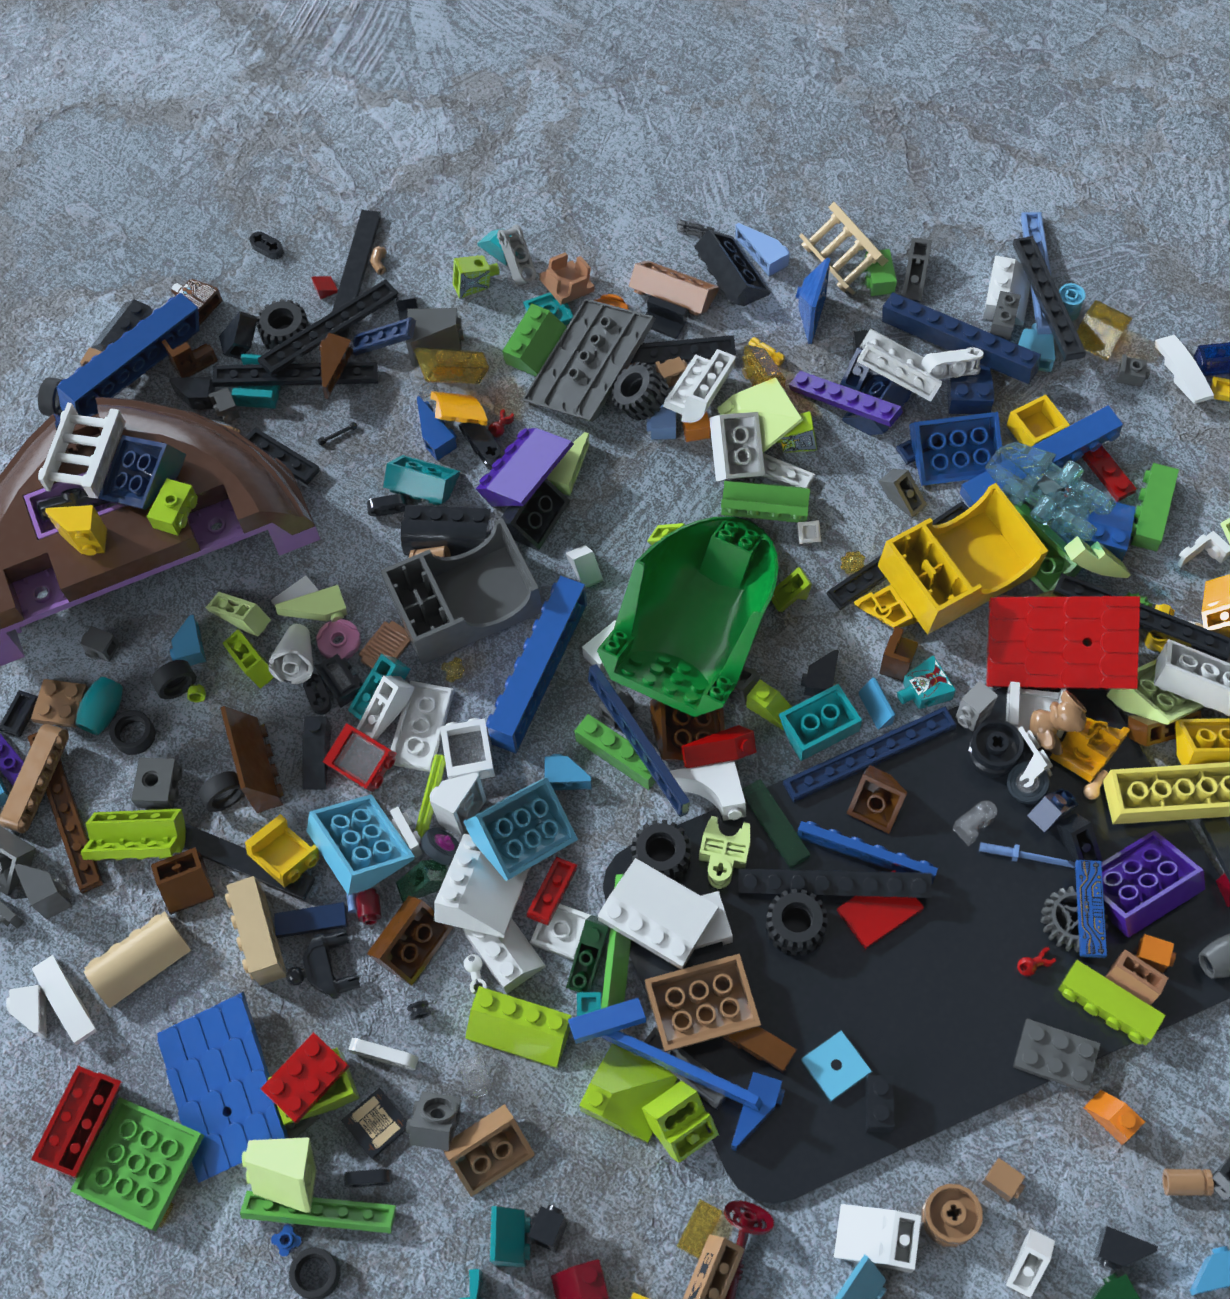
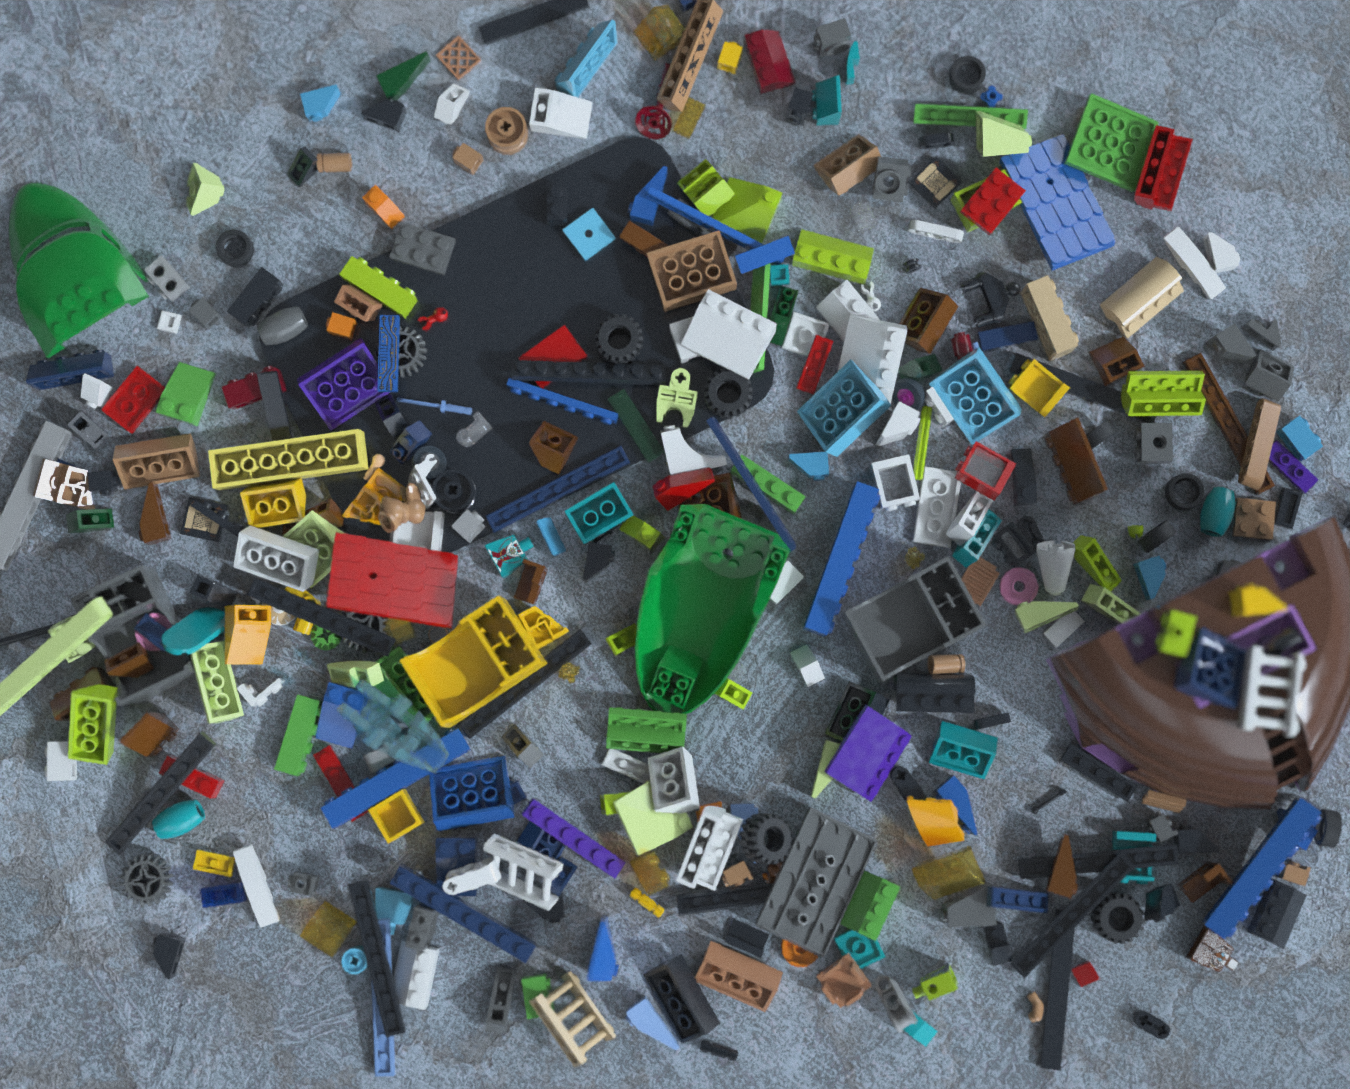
camera: 175 degrees right, 20 degrees up
(497, 428) = (897, 809): red arm -> none
(809, 532) = (605, 701): white tile -> none

